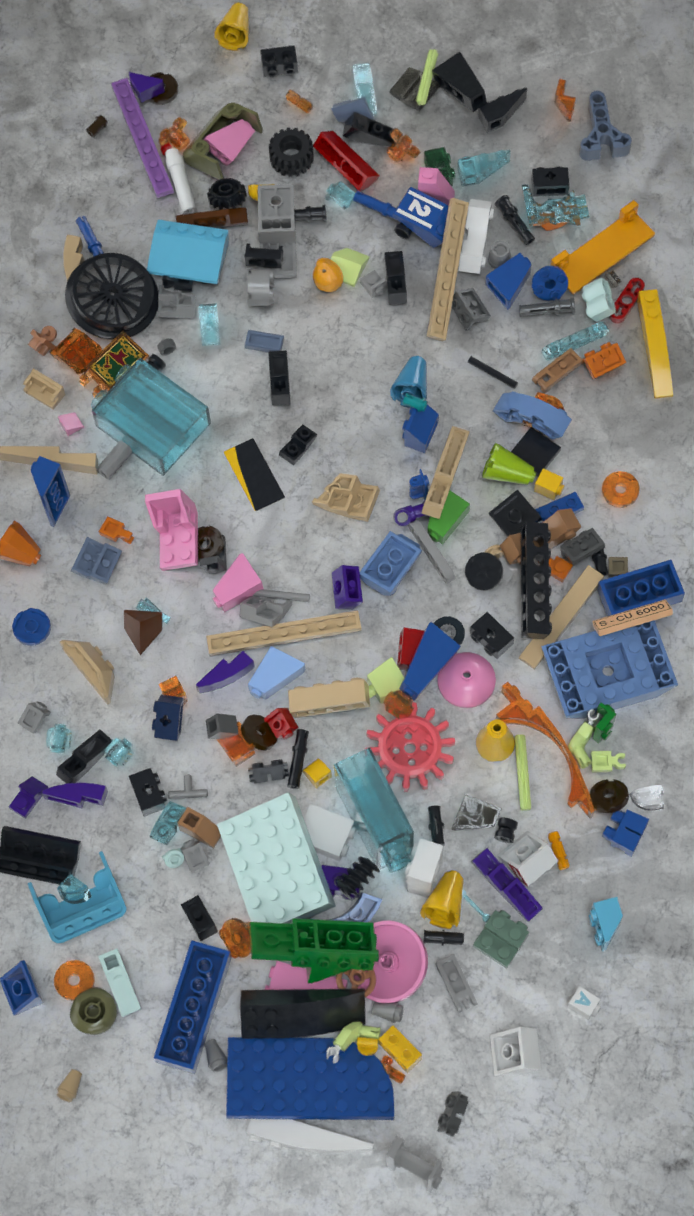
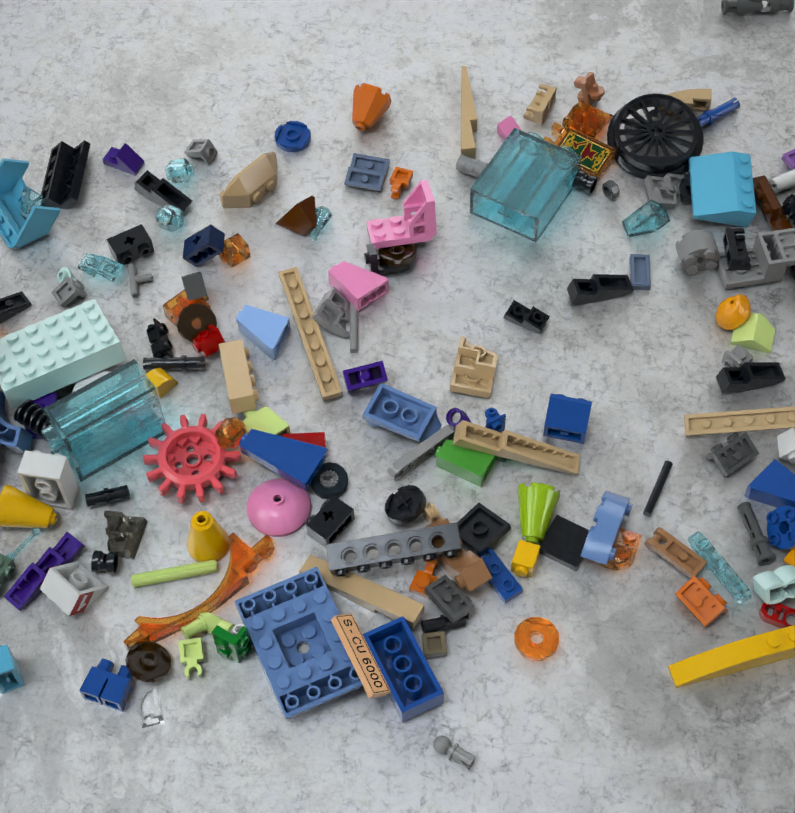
camera: 80 degrees right, 10 degrees down
(51, 487) = (419, 109): blue slope -> none
(76, 794) = (124, 194): dark purple slope -> none
(199, 827) = (95, 285): medium nougat slope -> none
(226, 673) = (260, 289): dark purple slope -> none
(254, 474) = (485, 286): black sticker -> none
(411, 380) = (622, 405): dark azure cone -> none
(415, 402) = (582, 401): teal pin -> none
(558, 850) = (85, 619): light orange axle -> none

